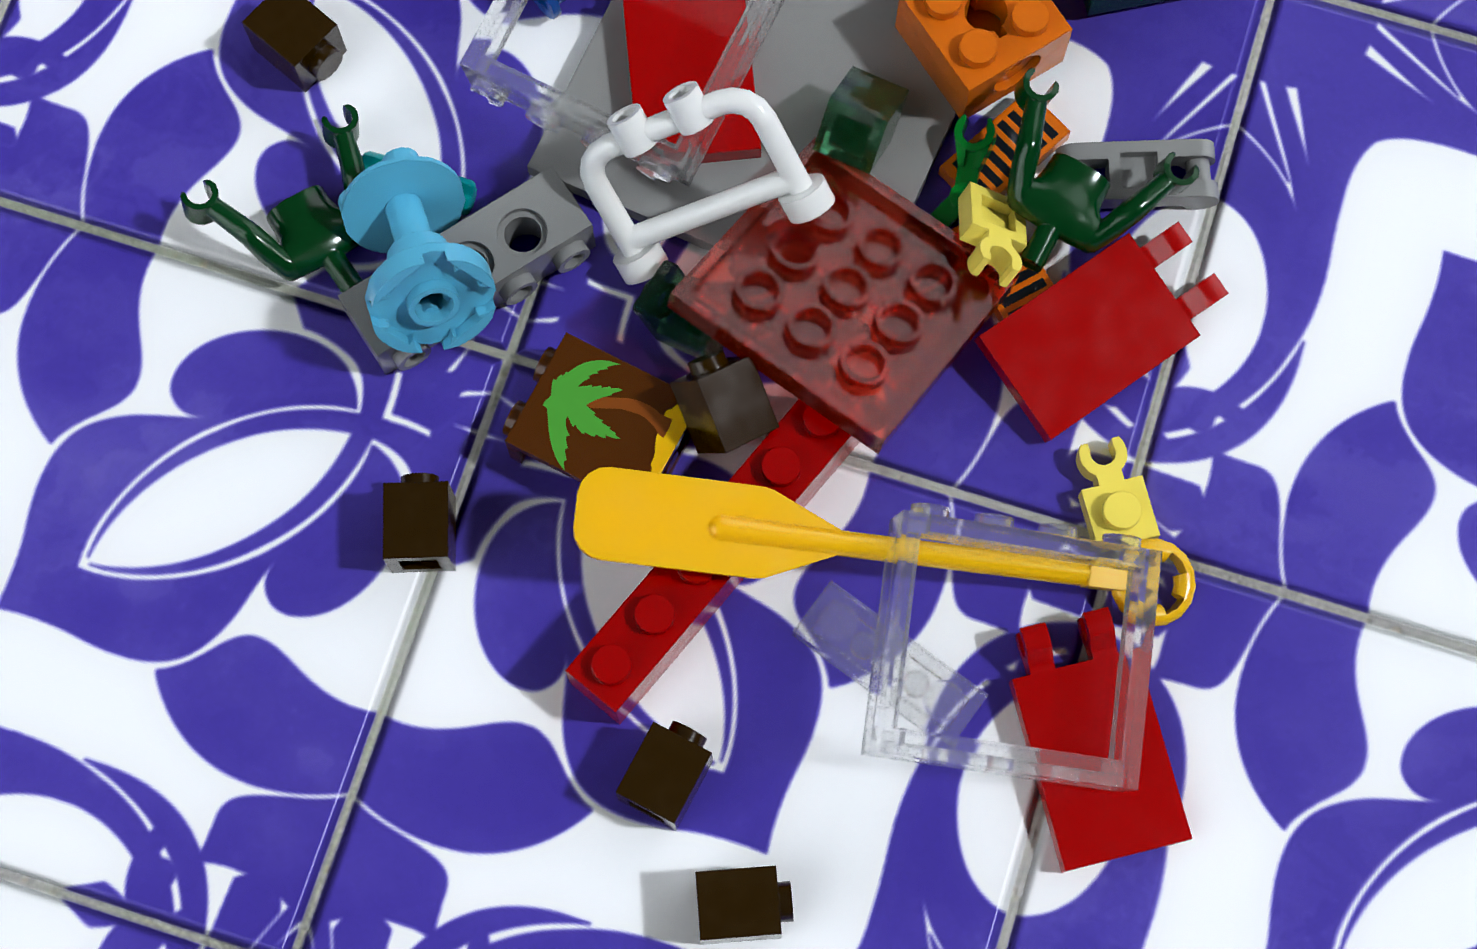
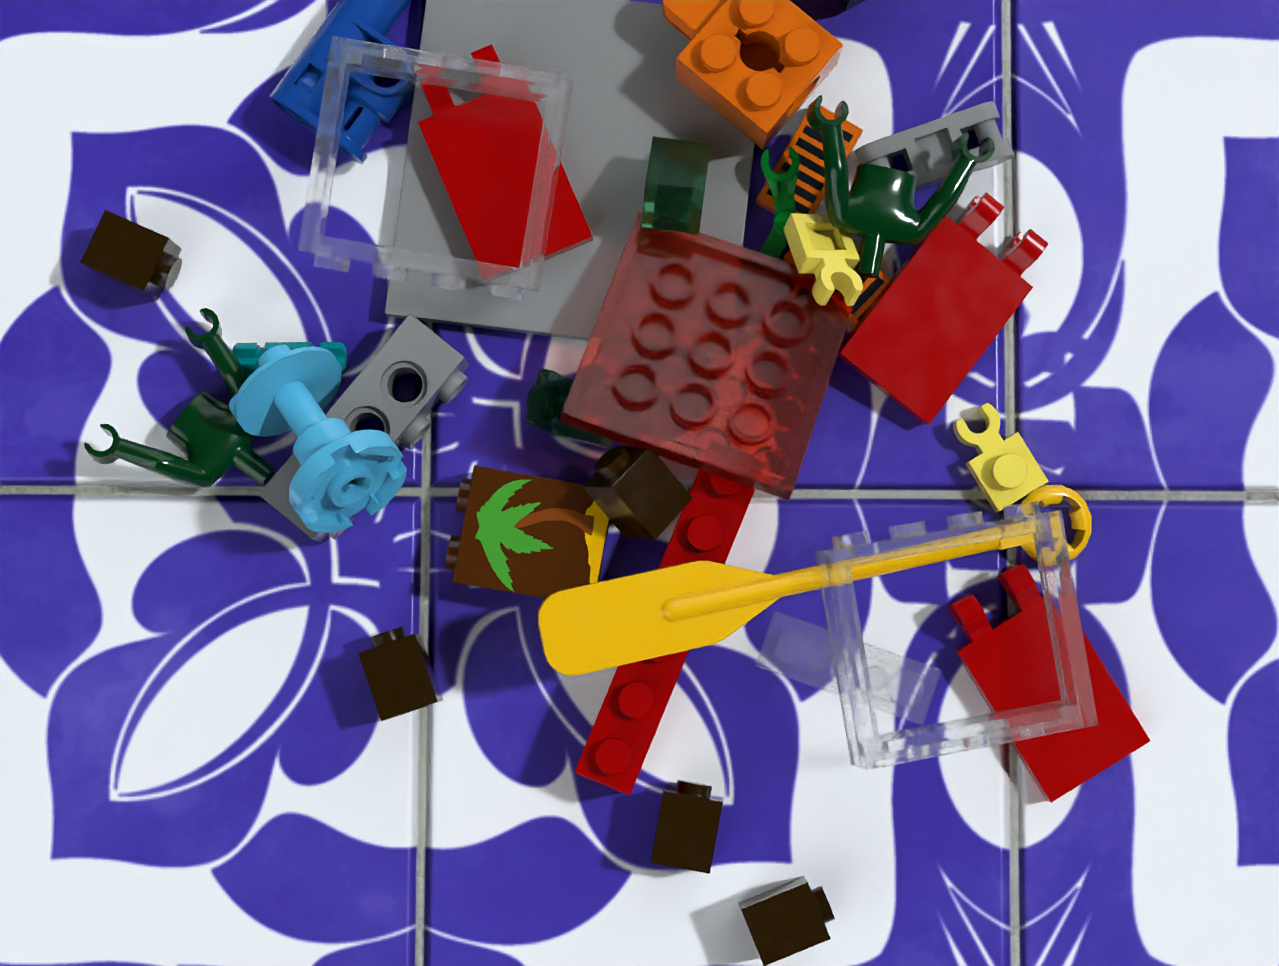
camera: 15 degrees left, 10 degrees up
(688, 112) = (513, 365): white bar -> none

